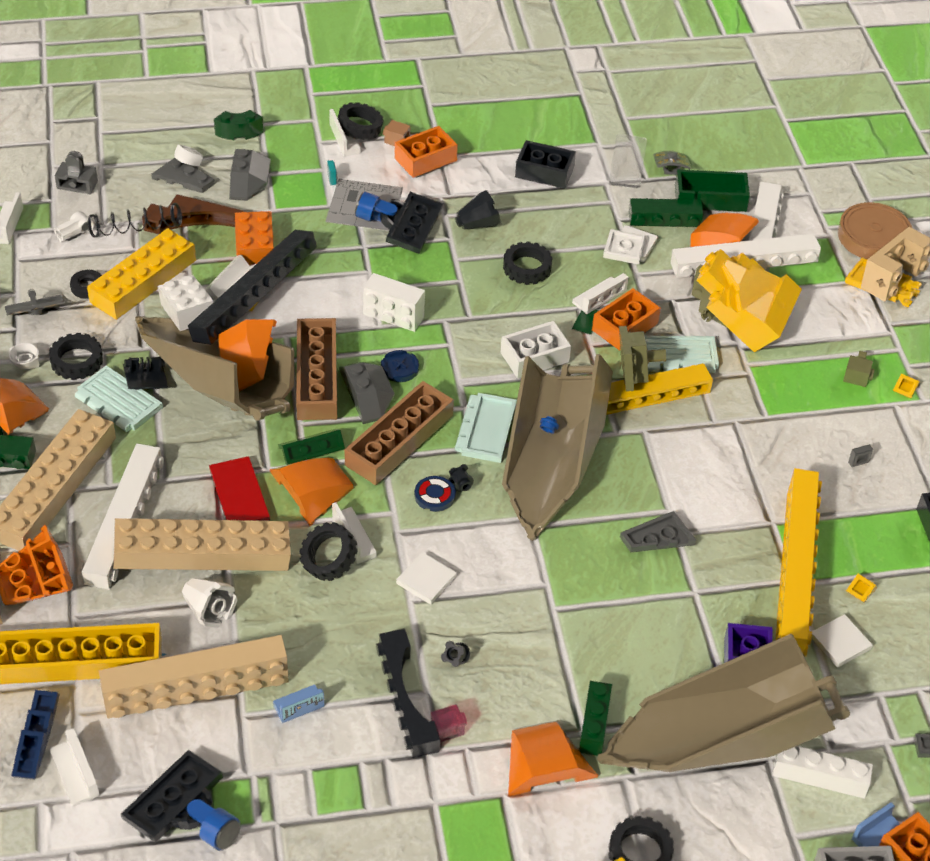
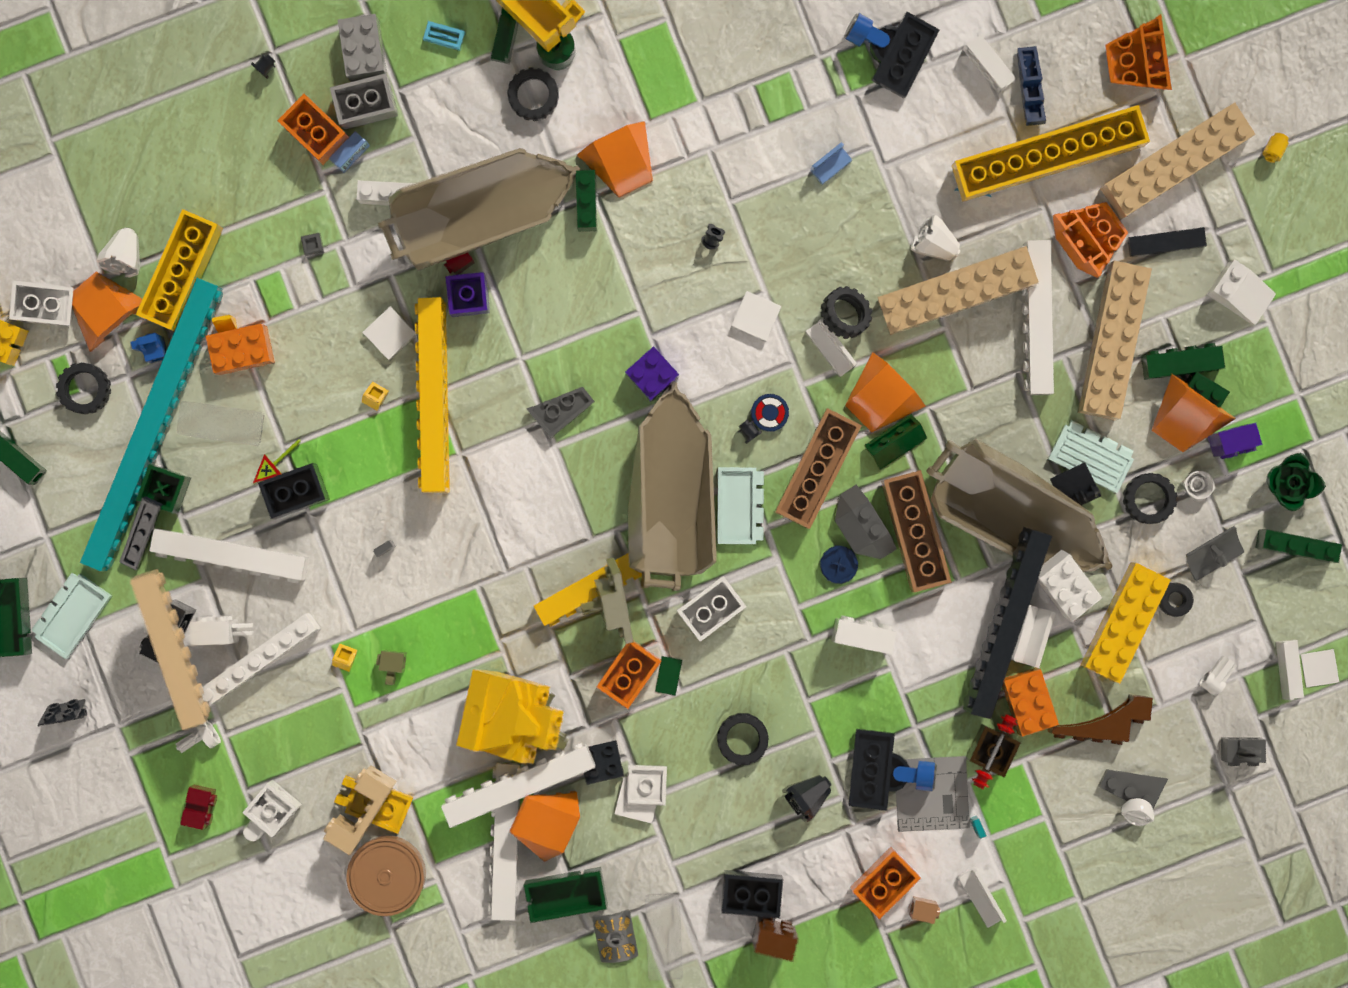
camera: 175 degrees right, 40 degrees up
(179, 215) = (1163, 681): black piece -> none
(194, 676) = (921, 158): tan brick -> none
(238, 125) = (1099, 877): dark green brick -> none
(239, 490) = (945, 371): red tile -> none
(247, 347) = (986, 517): orange wedge -> none
(248, 174) = (1066, 807): dark grey wedge -> none
(301, 209) = (993, 751): none -> dark brown brick
(358, 130) = (964, 938): black tyre -> none
(420, 733) = (725, 154): black arch -> none
(449, 722) = (705, 170): clear pink brick -> none
(533, 123) = (775, 938): none -> reddish brown brick
(549, 424) = (680, 513): blue plate -> none
(553, 543) = (652, 373): none -> dark purple brick
(601, 293) = (661, 713): white panel -> none
(659, 270) = (607, 763): none -> black hinge
(665, 212) = (610, 851): dark green brick -> none
(683, 352) = (571, 648): light aqua hinge -> none

